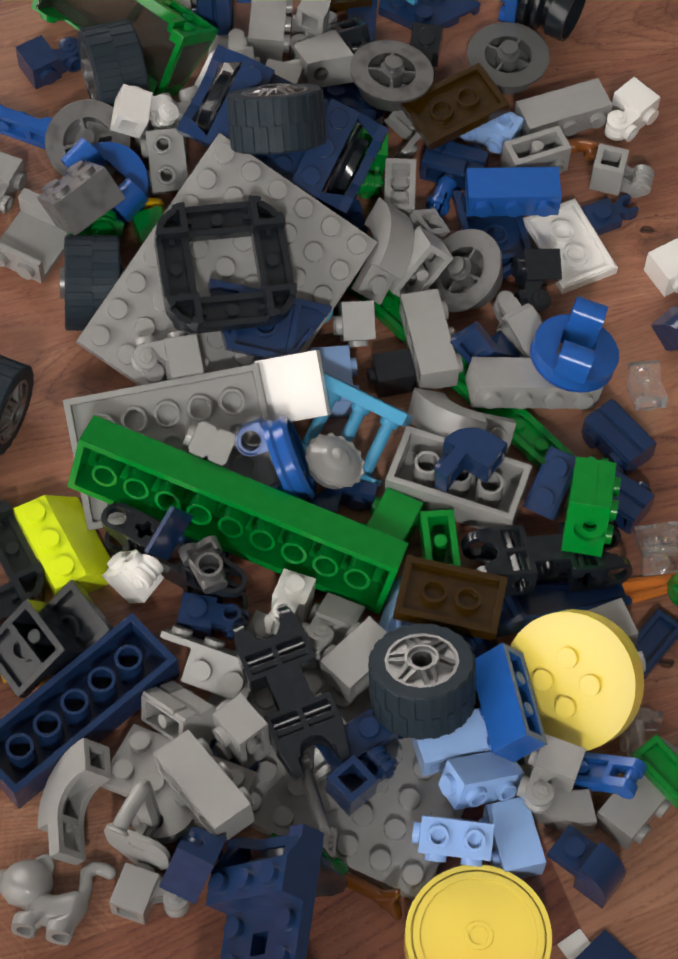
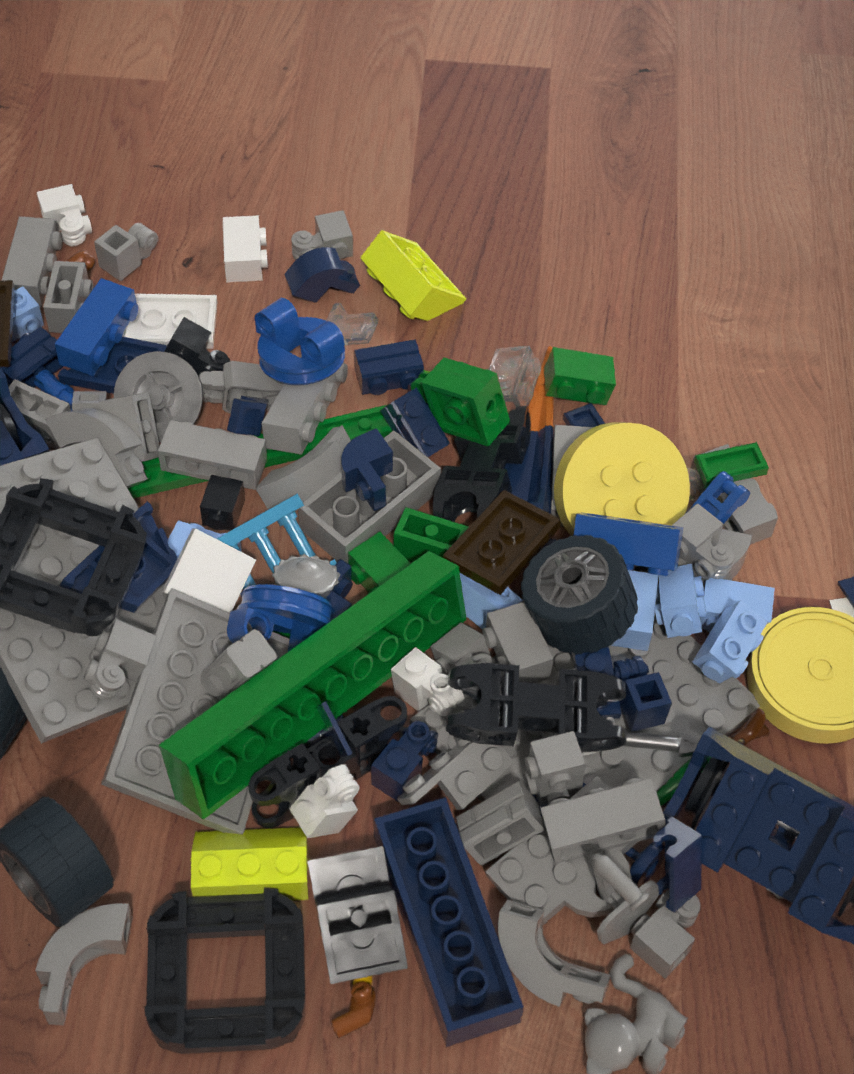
camera: 65 degrees left, 5 degrees down
(205, 563) = (378, 718): flat silver plate -> none
(355, 322) = (167, 495): light grey brick -> none
(594, 866) = (787, 560): dark blue brick -> none
(608, 216) = (157, 277): dark blue plate -> none

